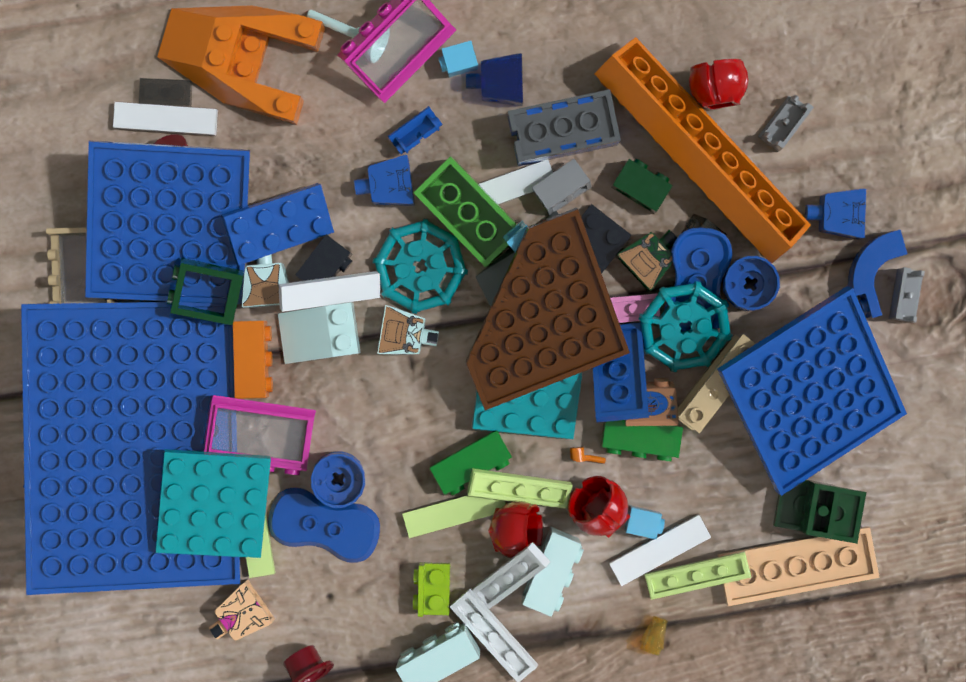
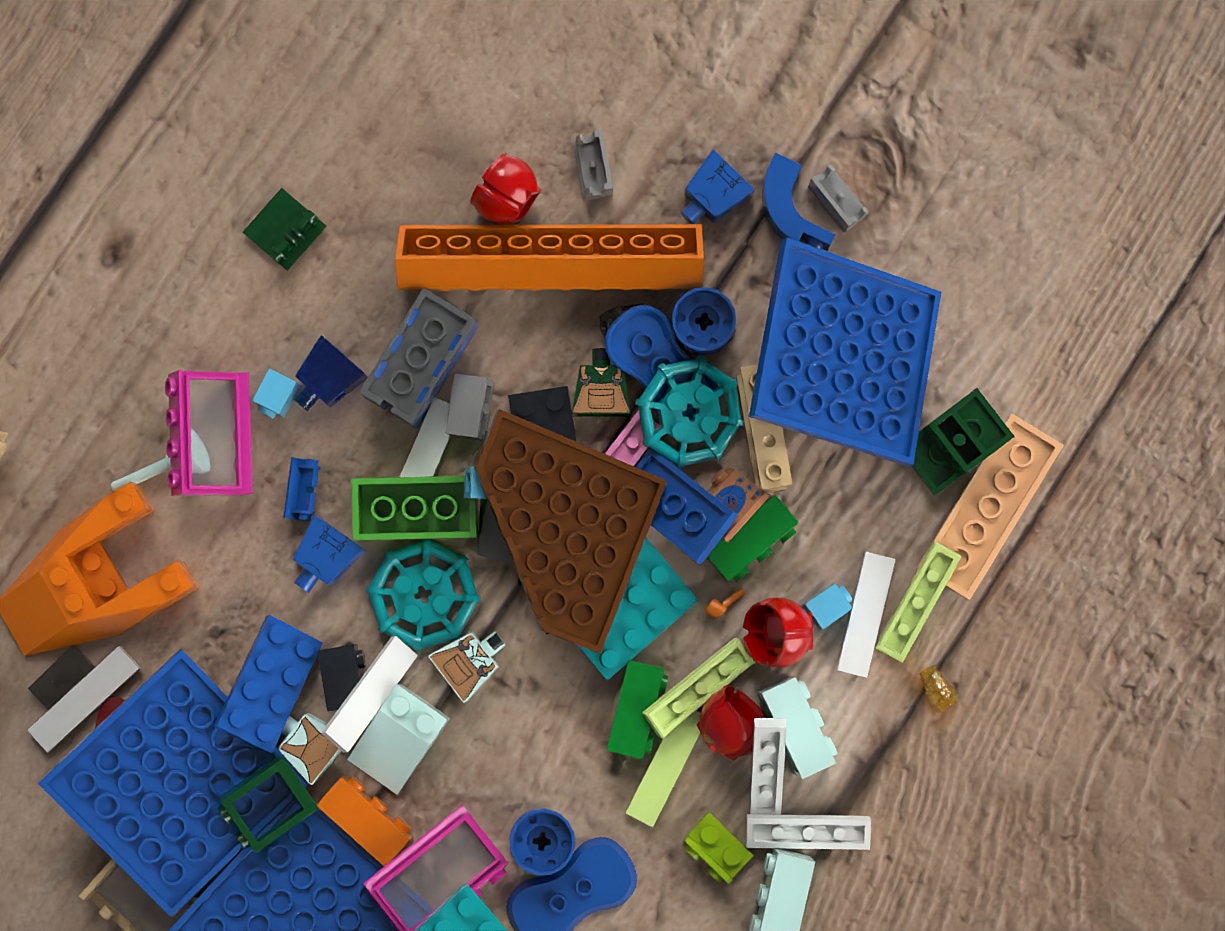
camera: 45 degrees left, 5 degrees down
(642, 185) = (533, 336): dark green brick -> none

